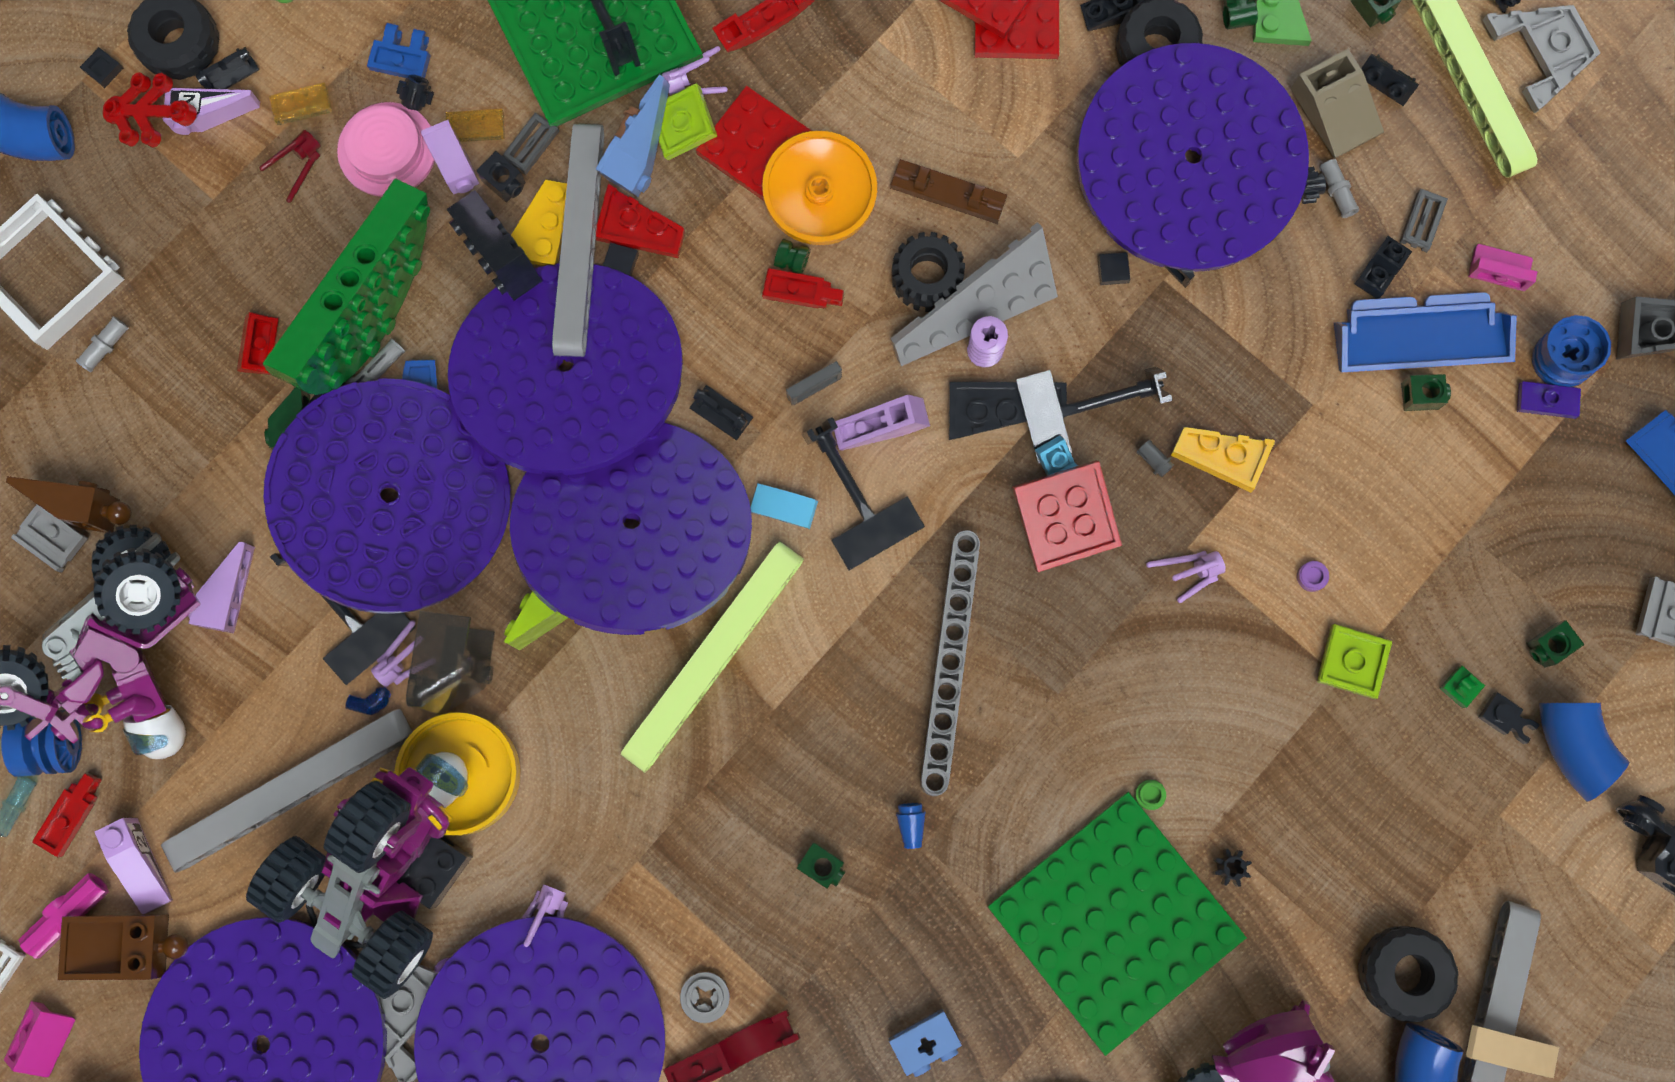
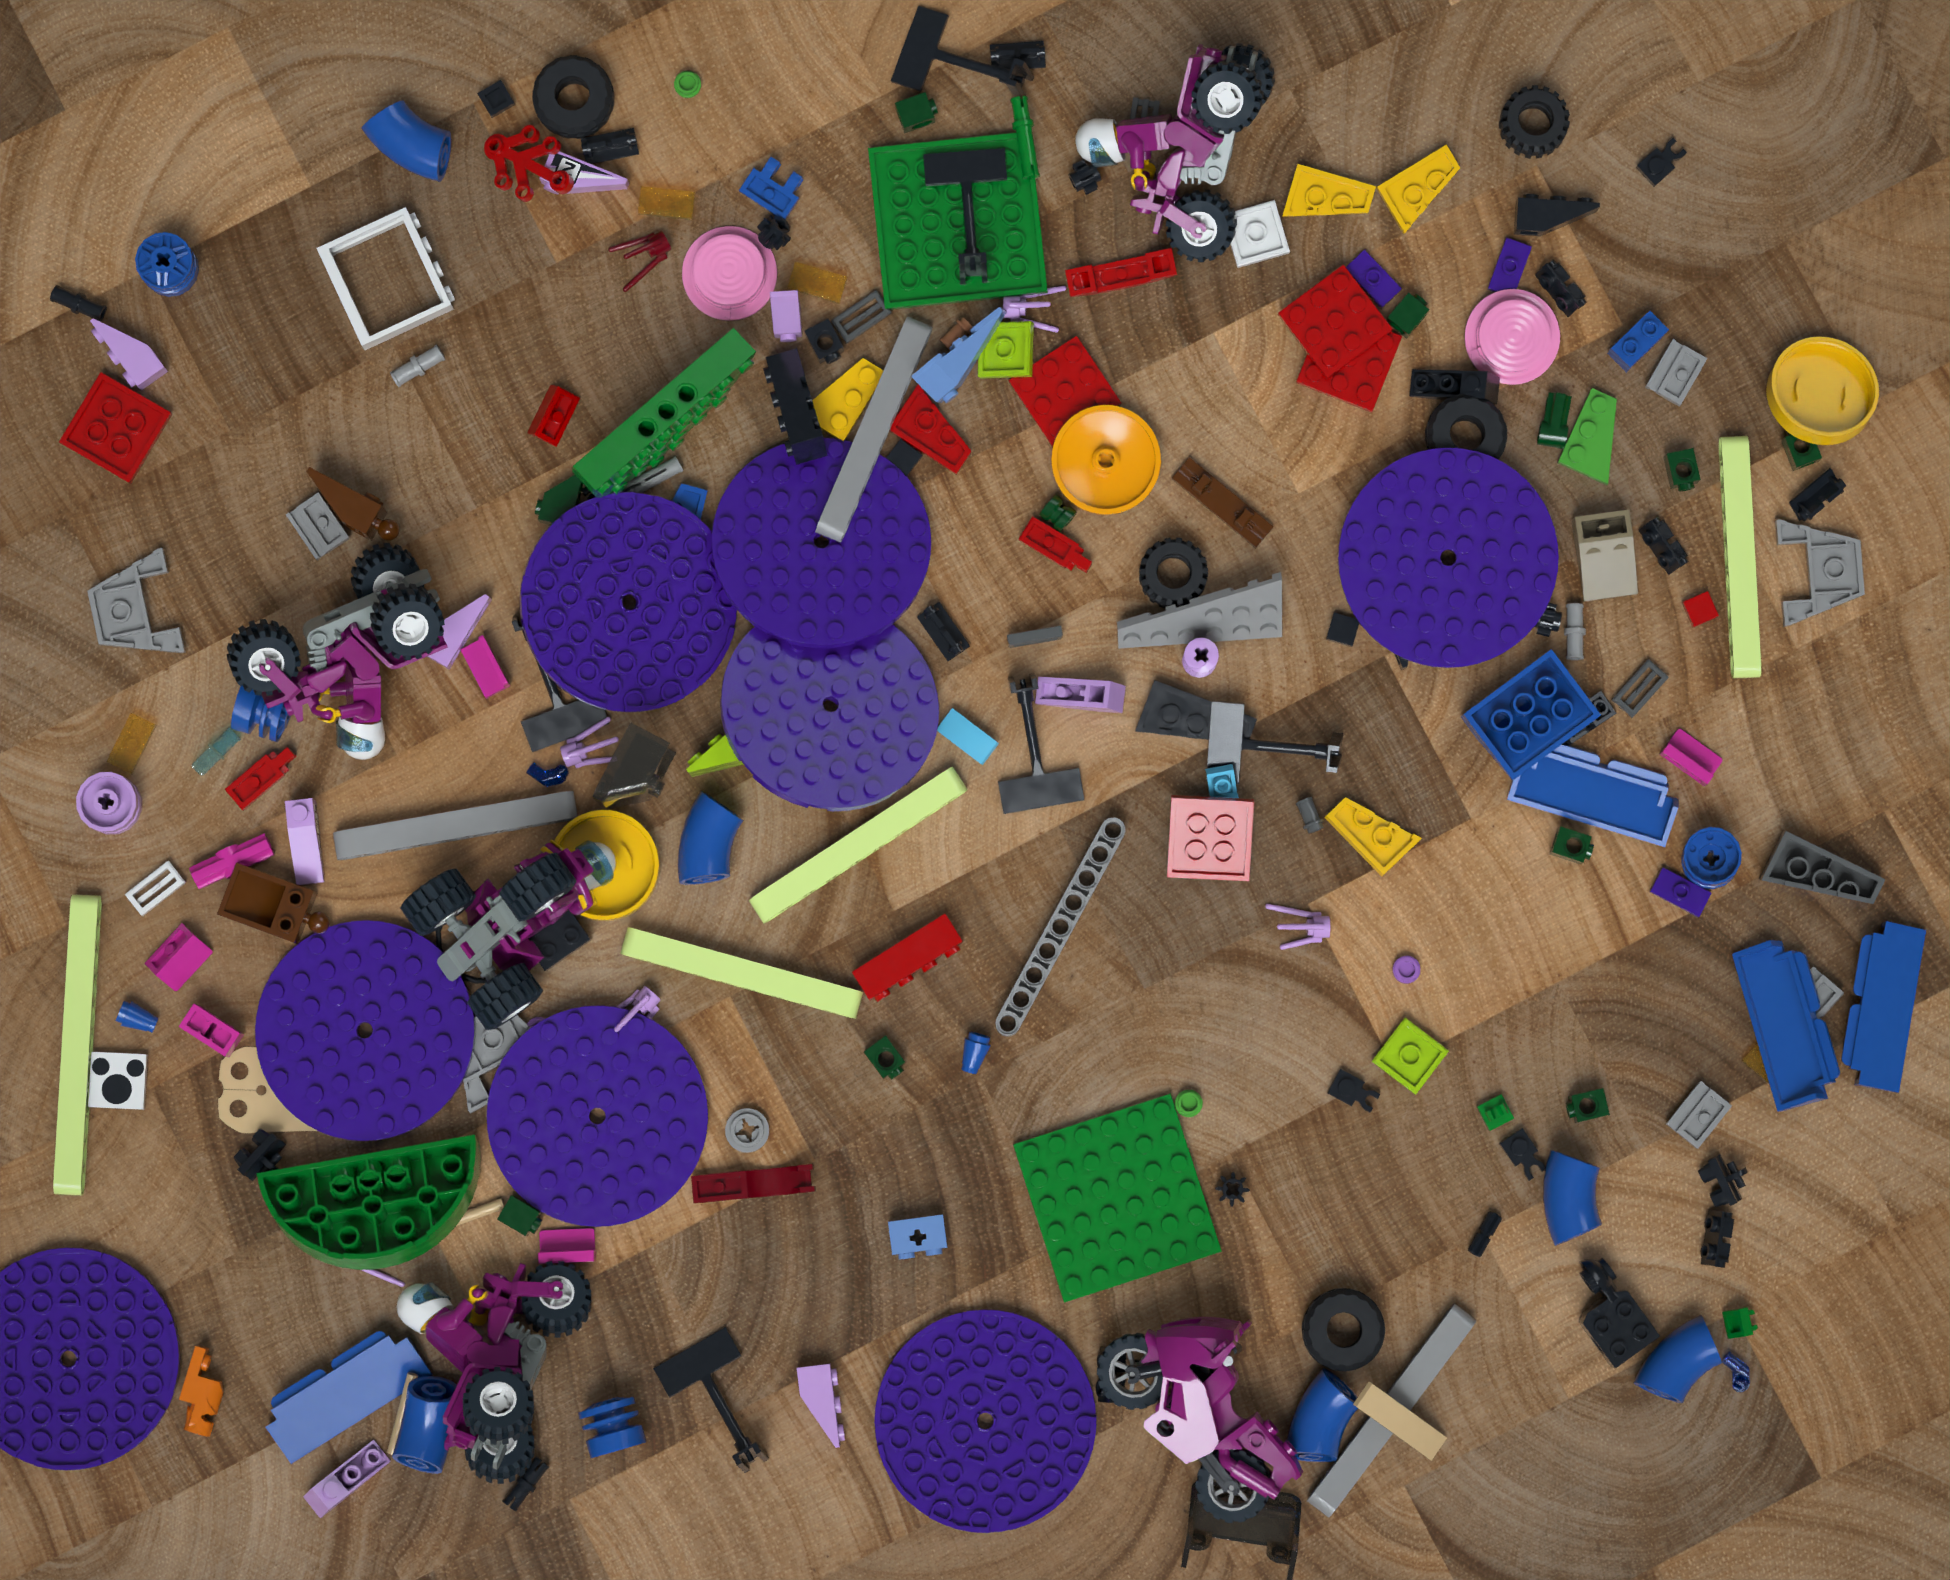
camera: 20 degrees right, 5 degrees up
(268, 616) = (485, 667): none -> dark pink panel
(555, 710) = (706, 842): none -> blue brick
(639, 832) = (741, 973): none -> yellowish green beam
(805, 753) = (907, 957): none -> red brick
(1306, 719) = (1349, 1089): none -> black plate
(1334, 279) = (1530, 715): none -> blue slope
(1448, 125) = (1700, 609): none -> red tile
(1504, 823) = (1487, 1229): none -> black piece

